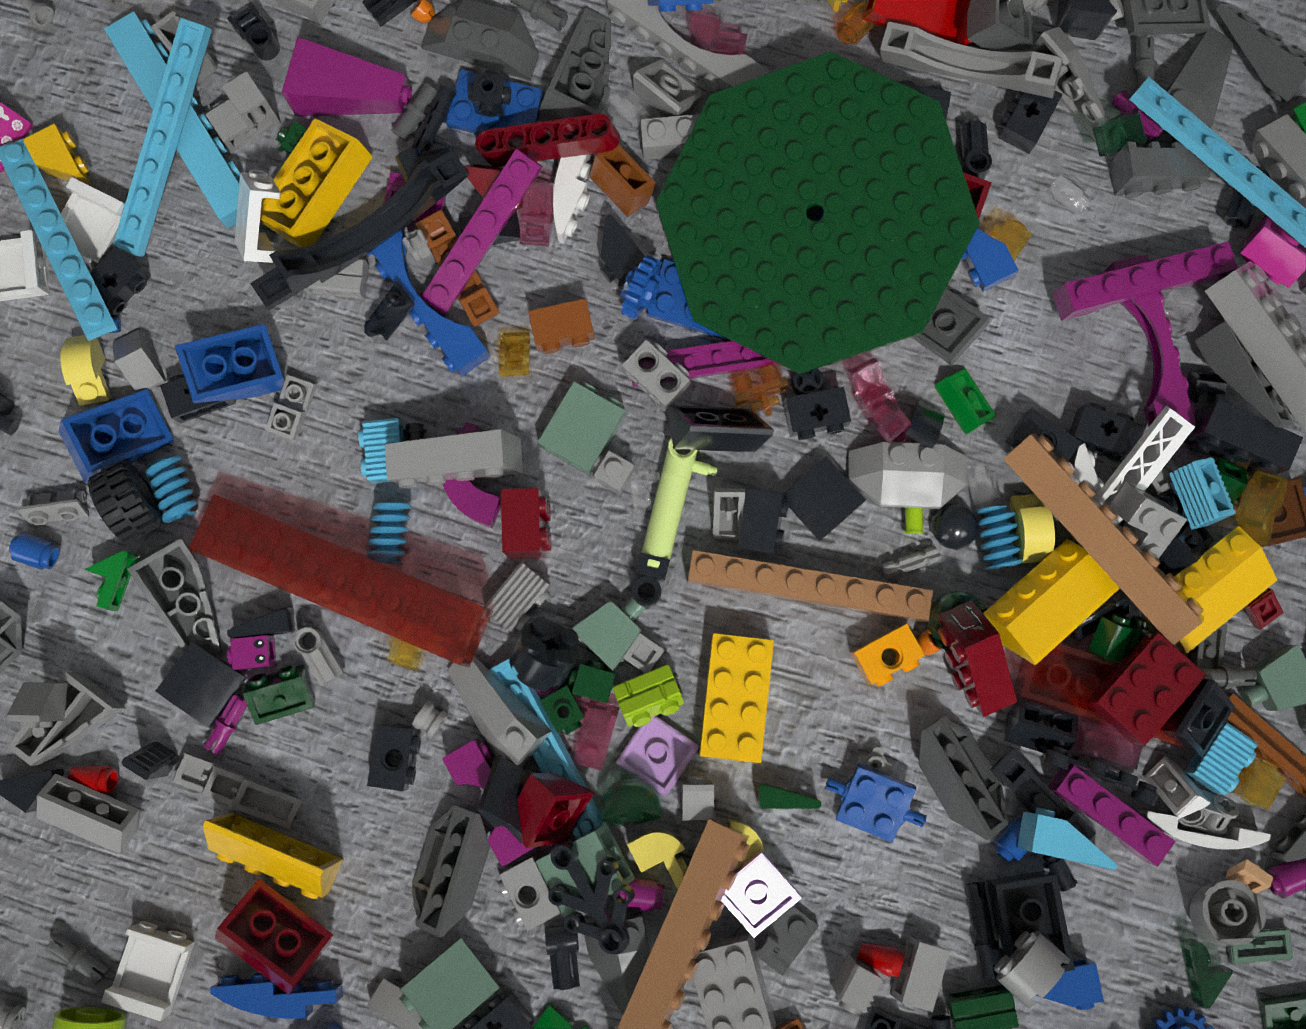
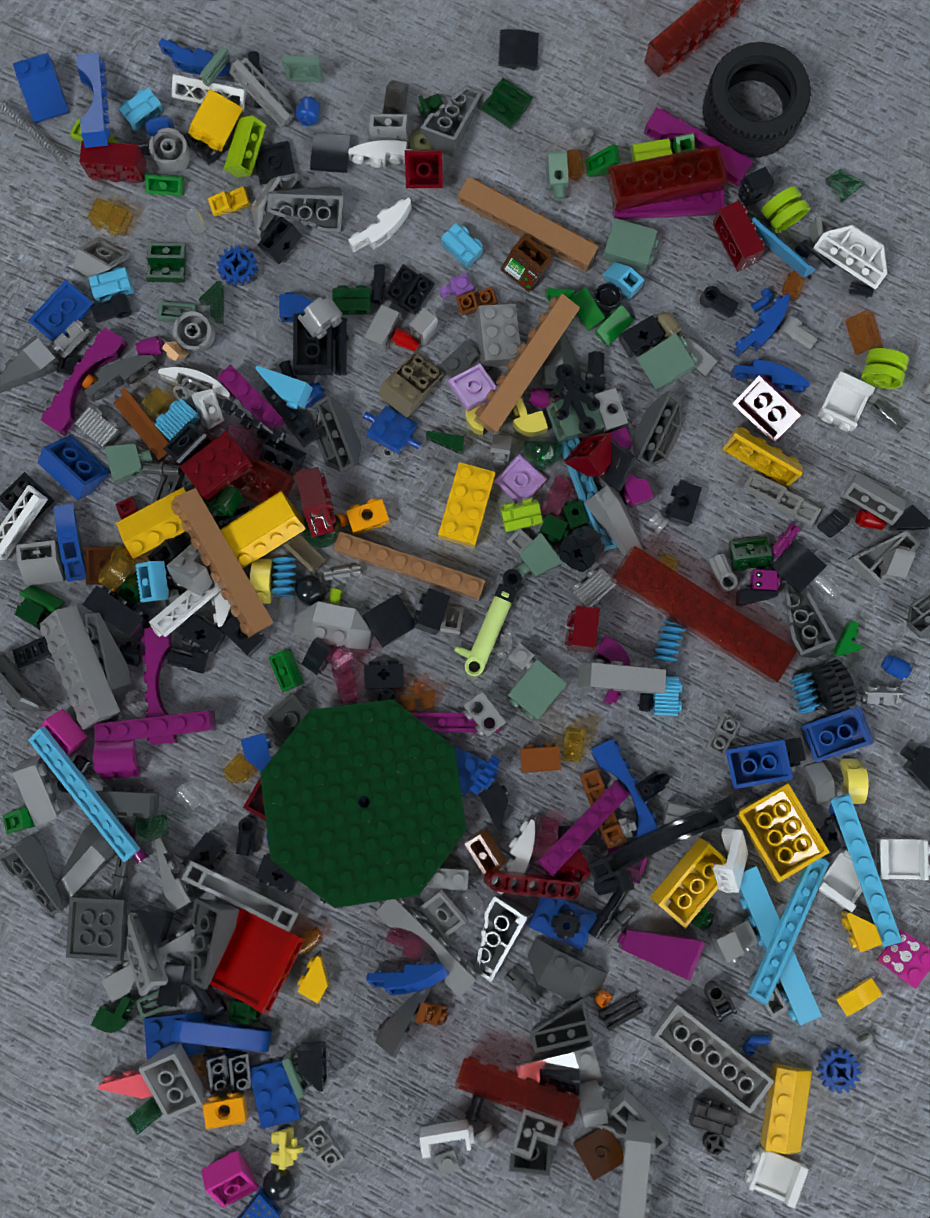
camera: 170 degrees left, 0 degrees up
(50, 68) = (859, 997): none -> yellow slope
(153, 659) = (825, 586): none -> clear brick
(186, 273) = (781, 832): none -> yellow slope
(717, 428) = (450, 675): black slope -> none
(859, 884) = (410, 384): none -> dark tan slope
(970, 576) = (305, 553): none -> dark tan panel
(1109, 390) = (192, 660): none -> black piece
(1192, 225) = (116, 759): none -> magenta brick

